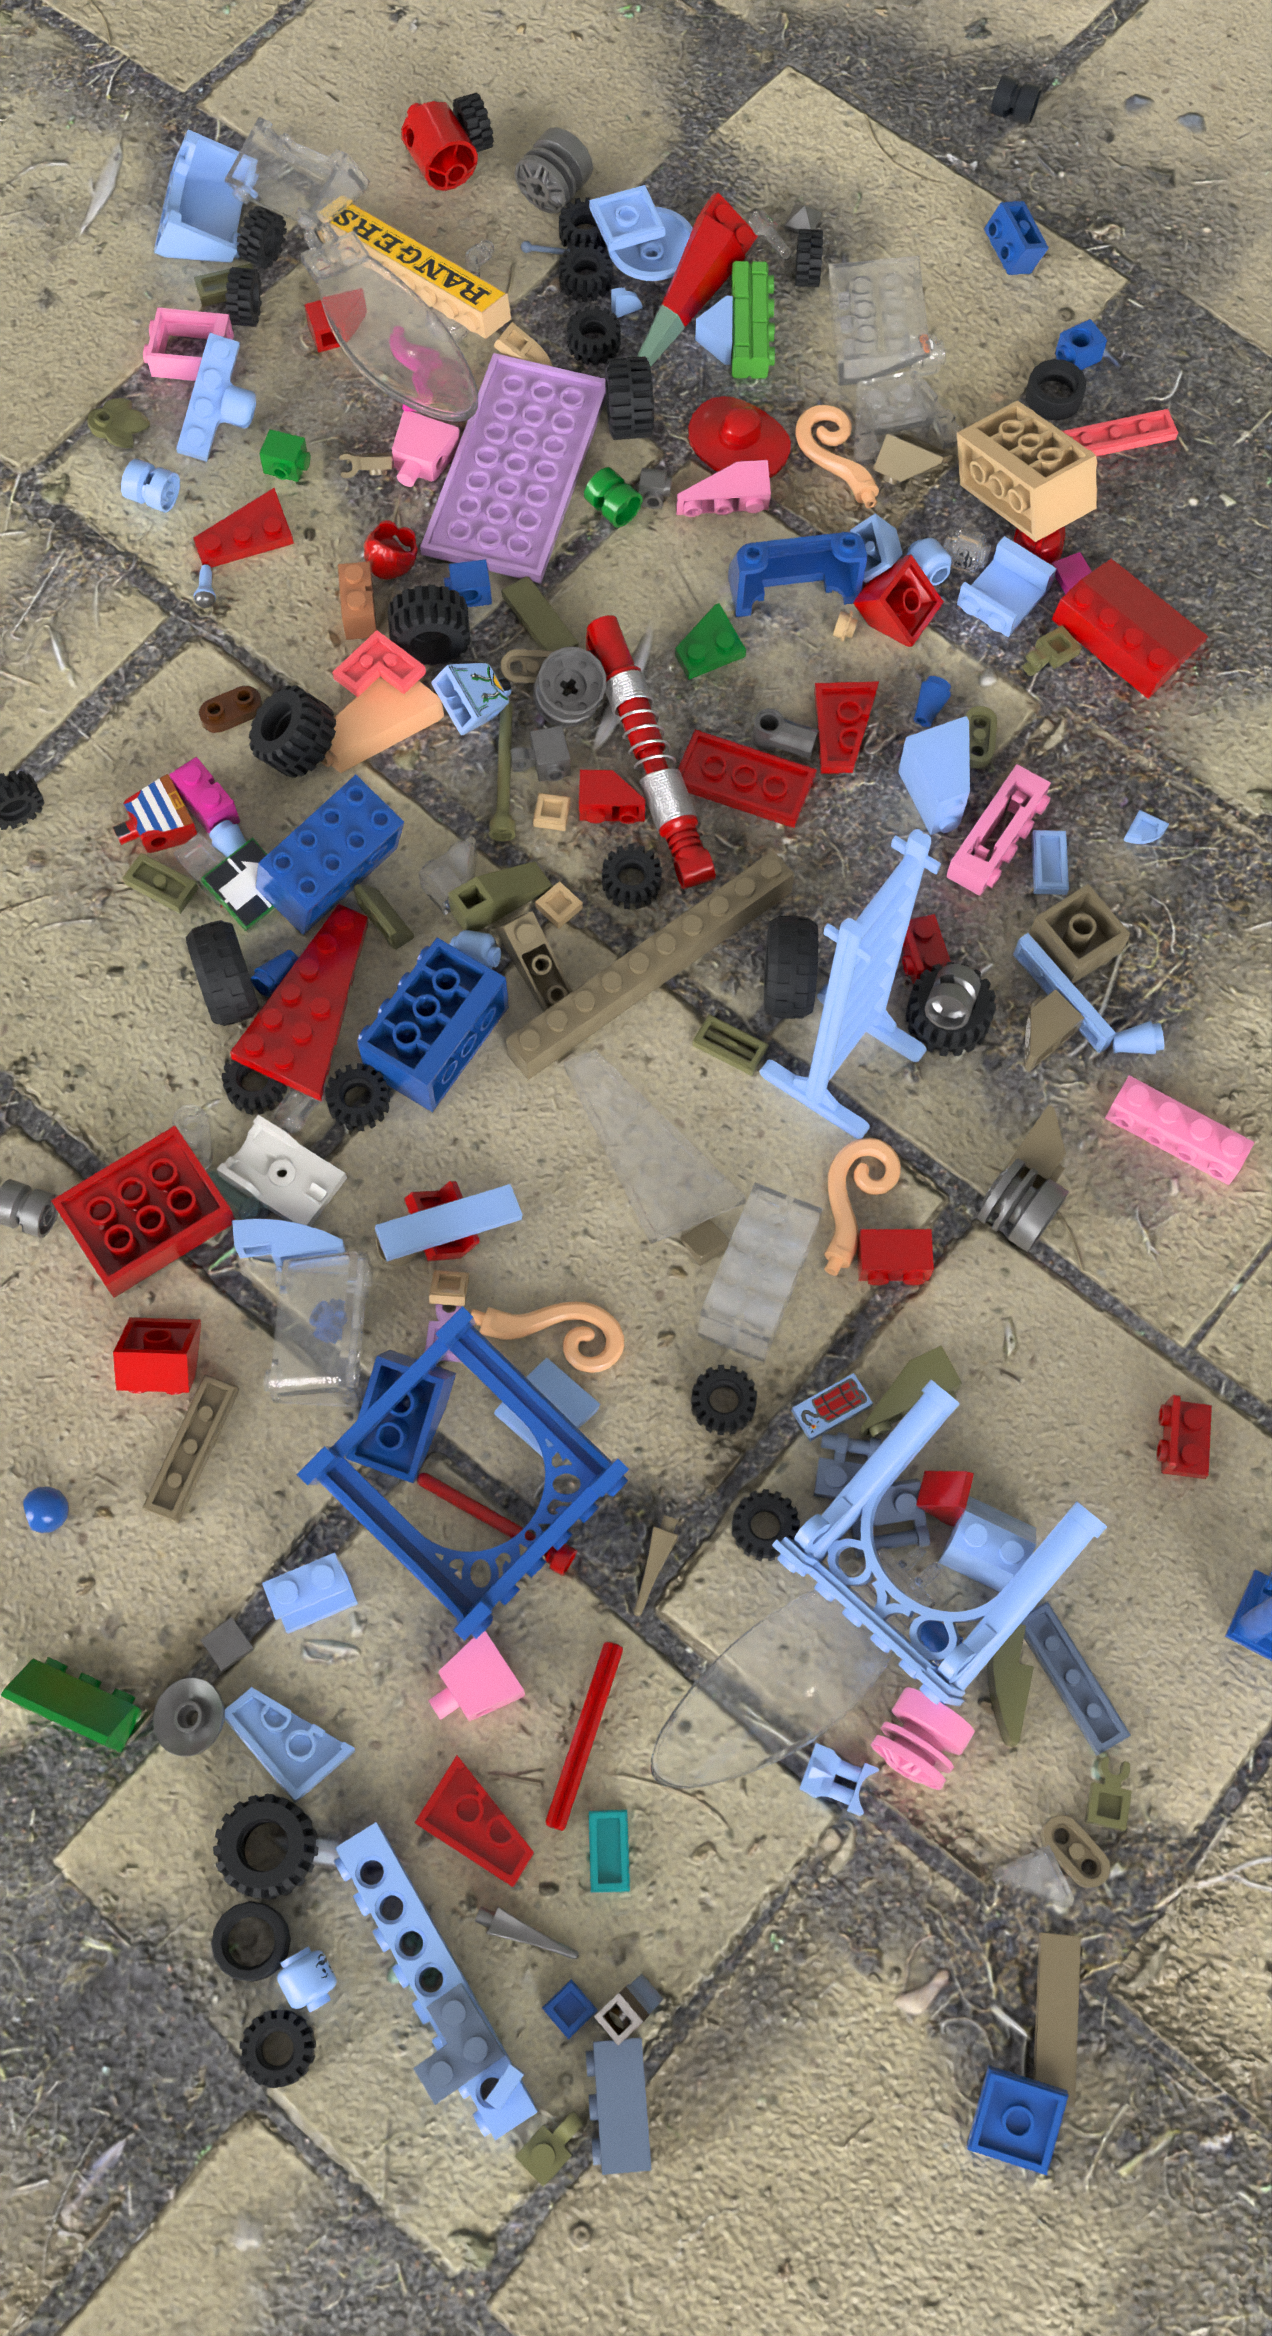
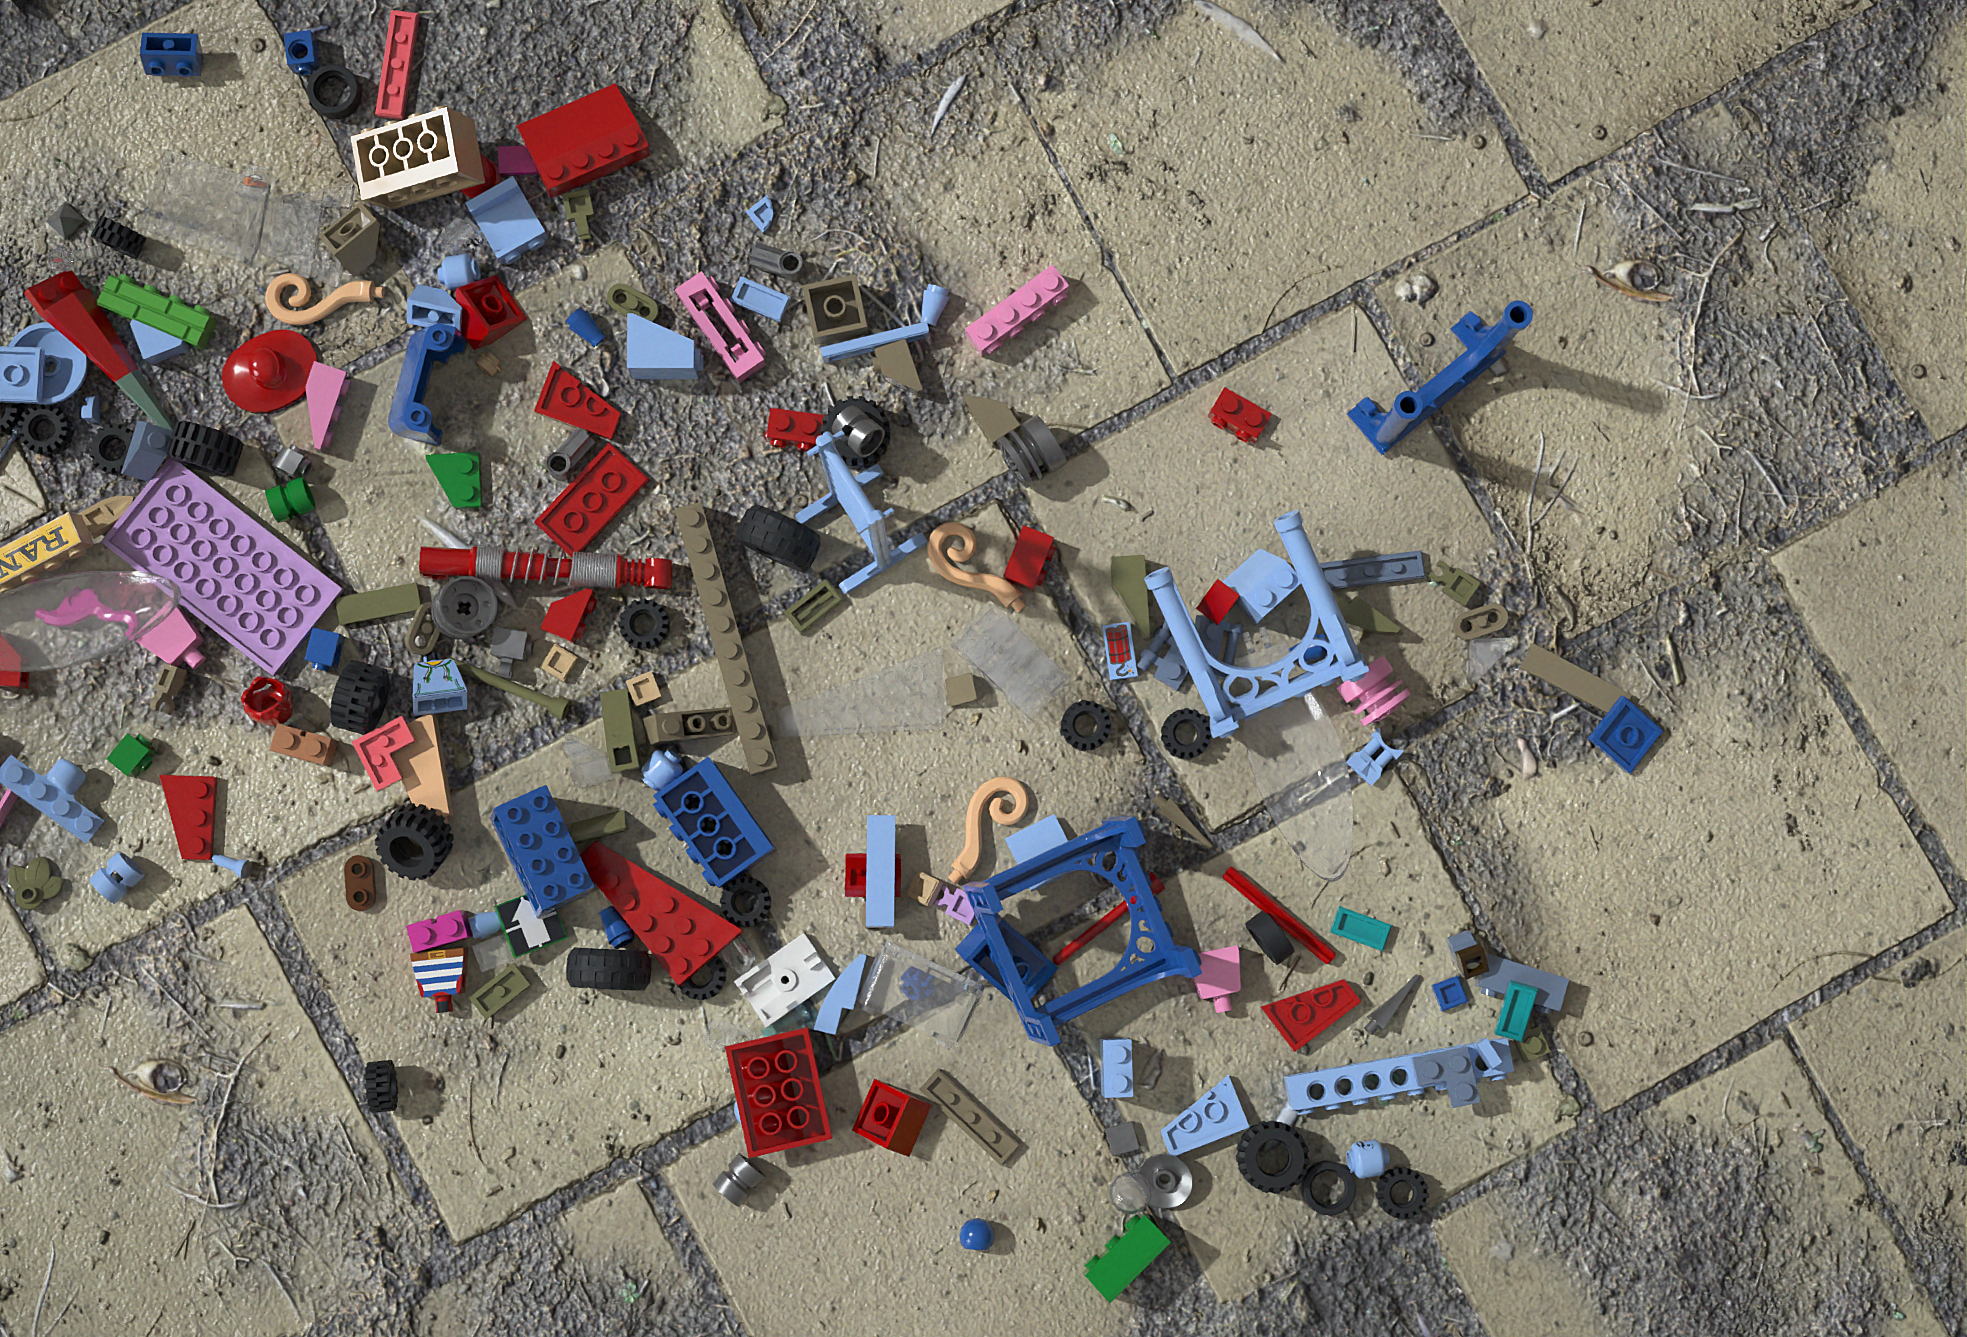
camera: 70 degrees left, 15 degrees up
(159, 1678) = (1130, 1192): none -> clear hair
(549, 1728) = (1269, 937): none -> black tyre
(579, 2108) = (1516, 1010): none -> teal tile
(594, 351) = (146, 450): none -> sand blue slope
(1101, 859) = (775, 261): none -> flat silver piece

